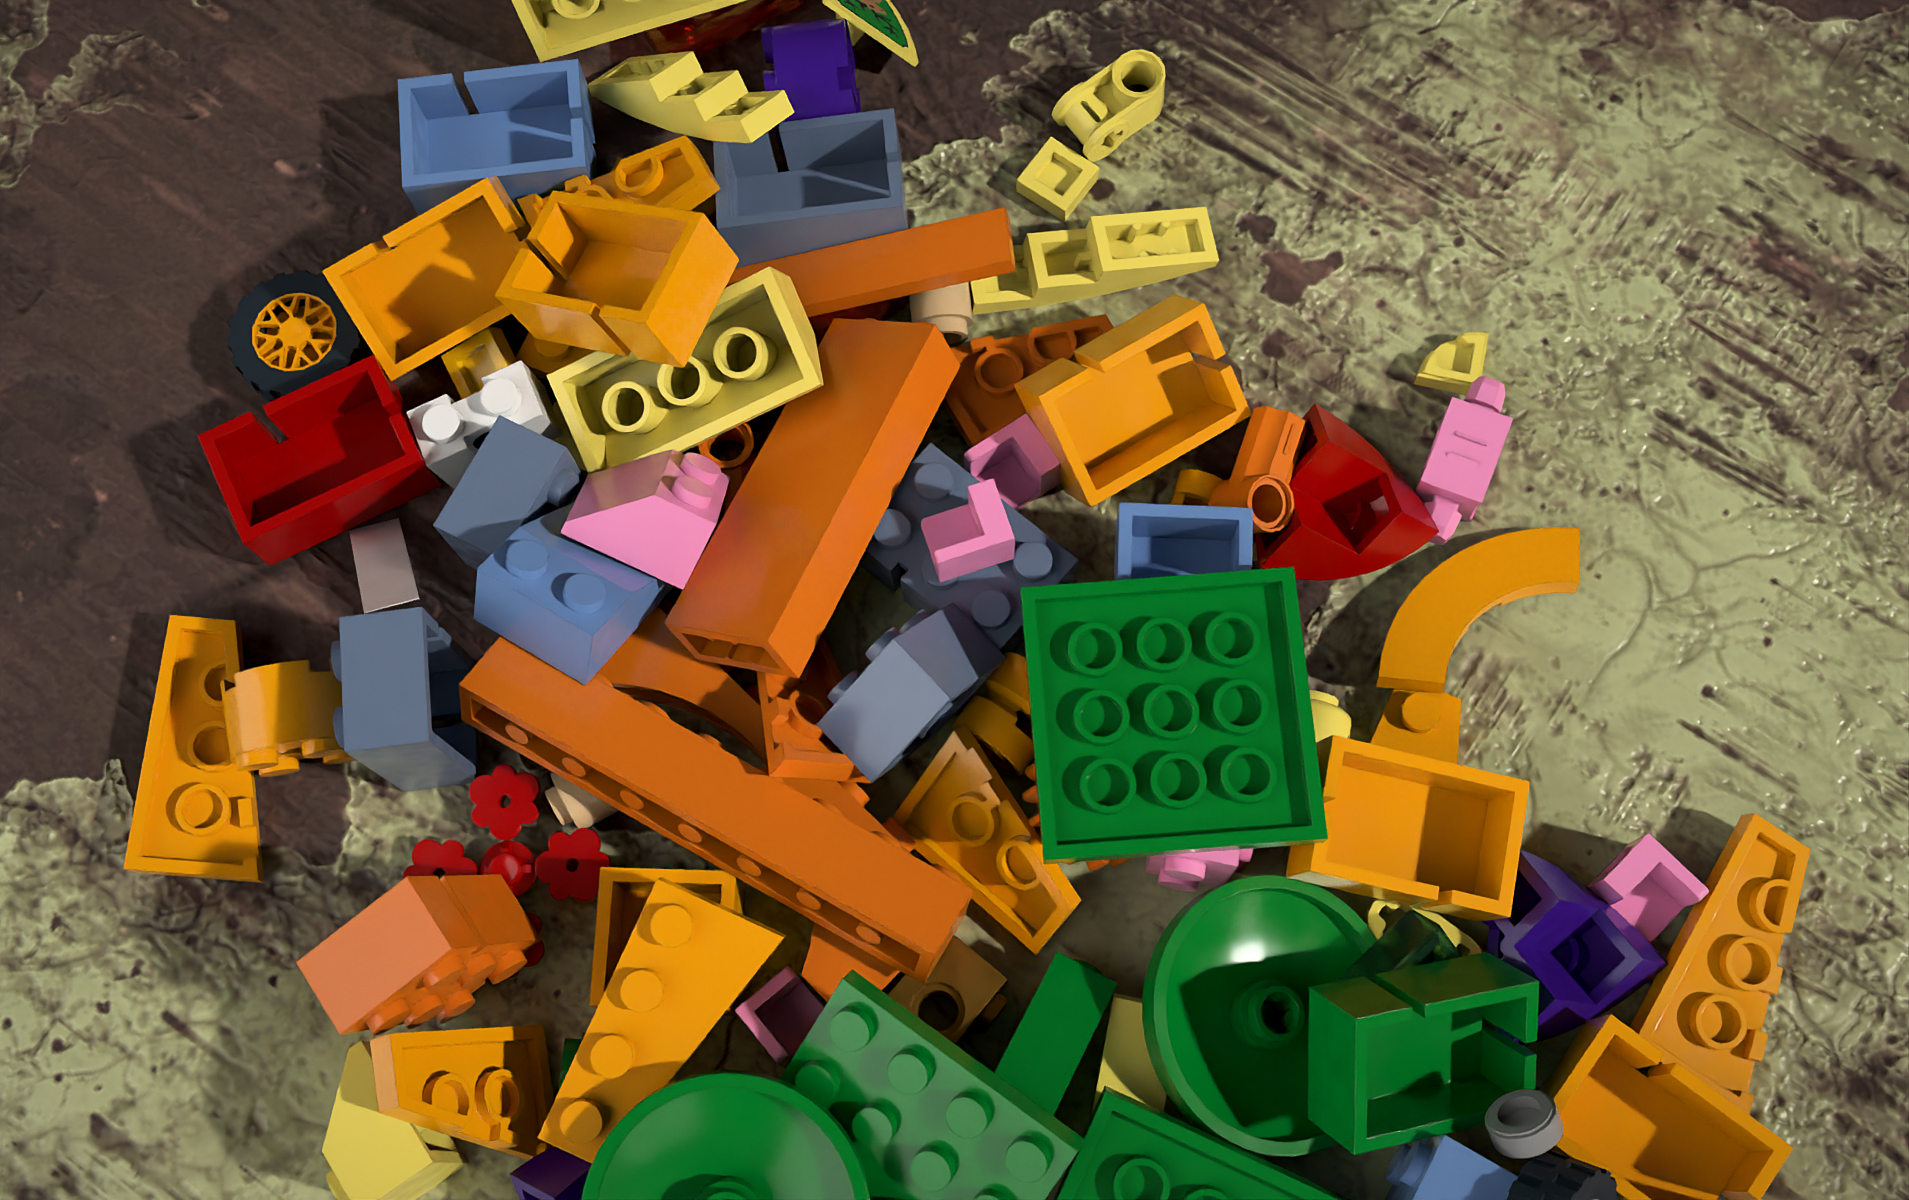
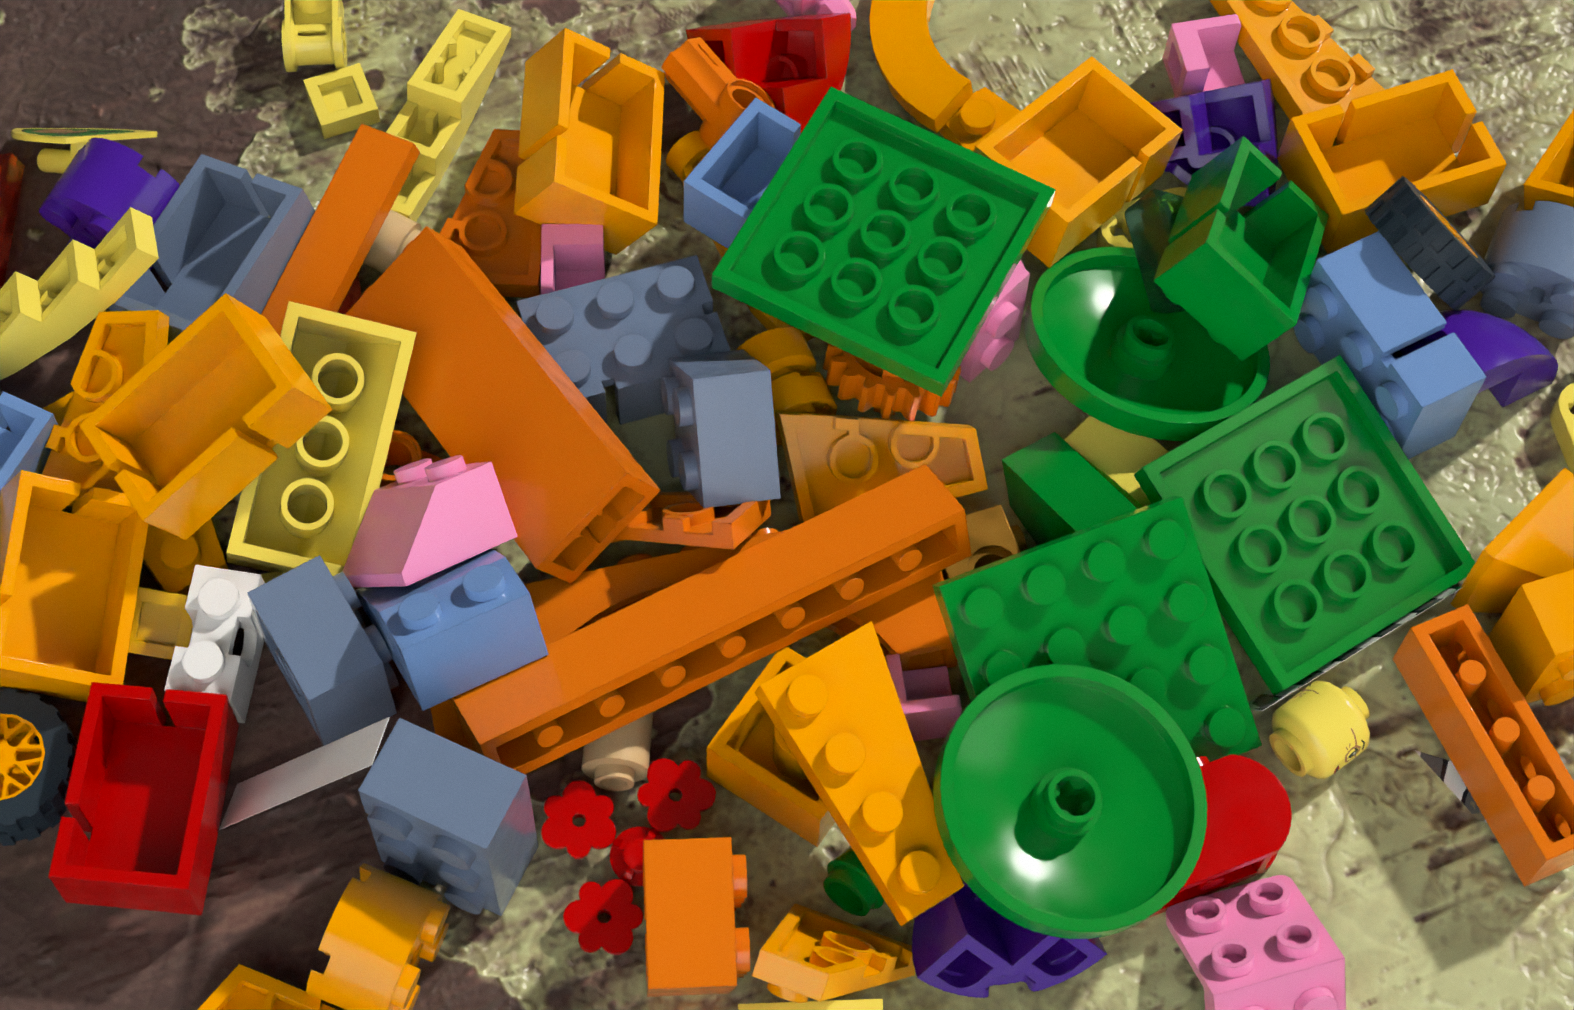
camera: 65 degrees left, 10 degrees down
(970, 534) = (627, 301): bright pink panel -> none
(1524, 1124) = (1337, 212): light grey tile -> none

